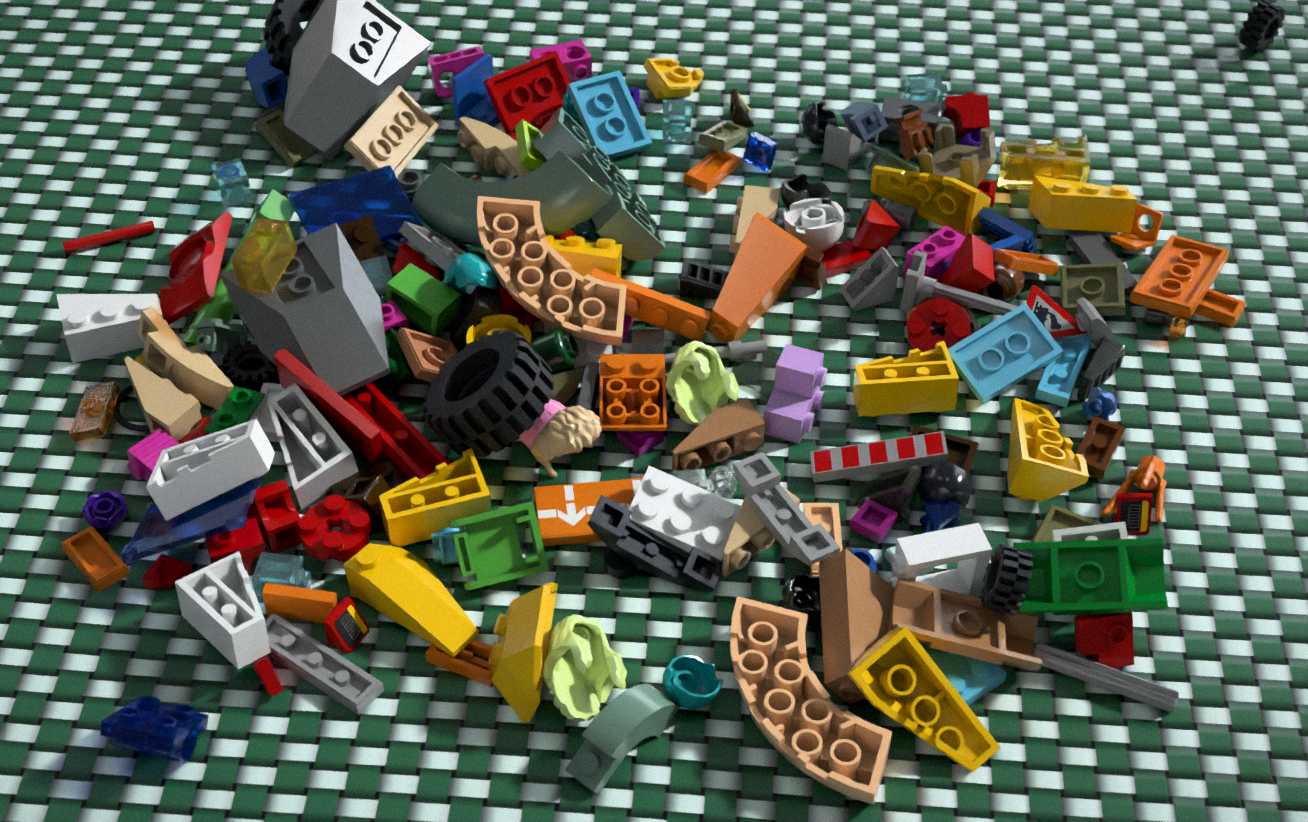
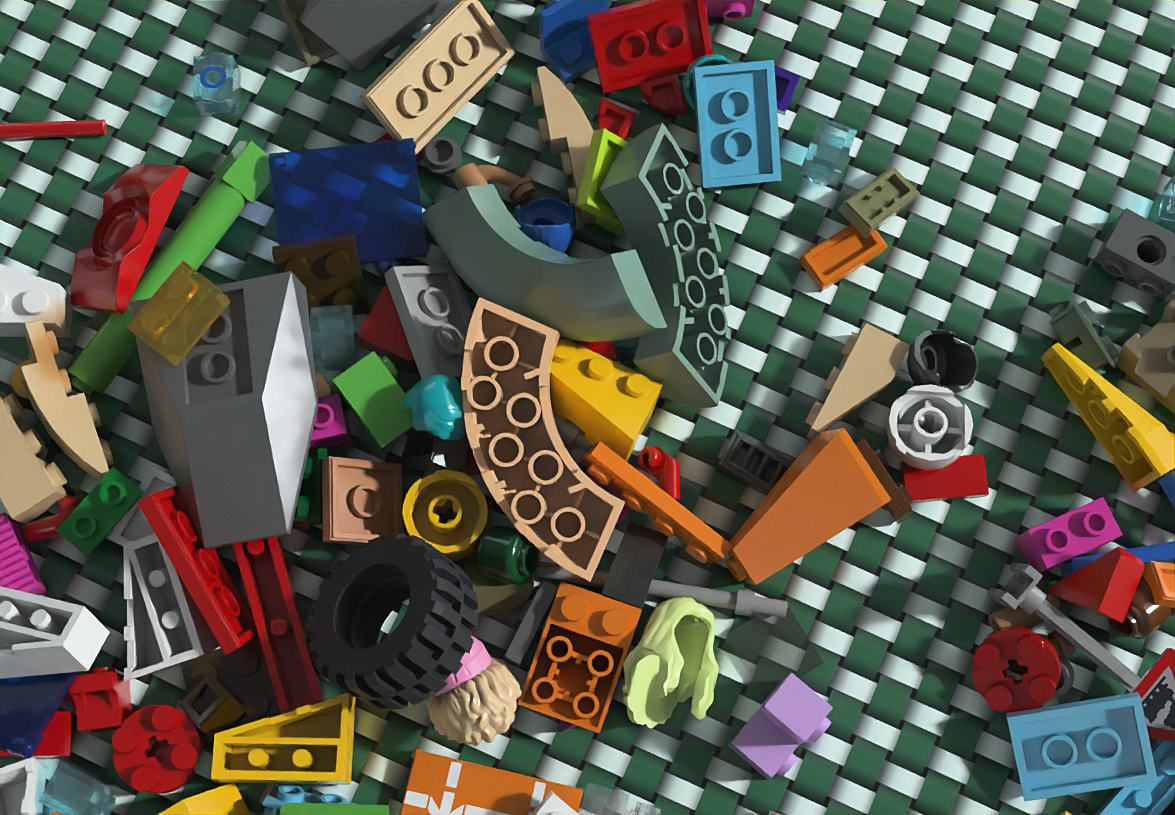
camera: 20 degrees right, 30 degrees up
(218, 337) = (104, 381): sand green hinge -> none
(245, 358) = (123, 435): black tyre -> none
(669, 79) = (854, 61): yellow plate -> none
(721, 435) = (676, 746): medium nougat slope -> none
(740, 111) = (924, 155): dark brown slope -> none
(760, 151) = (919, 247): clear blue tile -> none
(815, 121) = (1018, 224): black hair -> none
(842, 147) = (1035, 274): light grey slope -> none
(863, 119) = (1080, 244): sand blue leg -> none
(873, 282) = (963, 548): light grey slope -> none
(875, 229) = (1008, 449): red slope -> none
(902, 214) = (1044, 423): dark grey hinge -> none
(907, 384) = (937, 753): yellow wedge -> none
(914, 134) = (1134, 305): reddish brown plate -> none

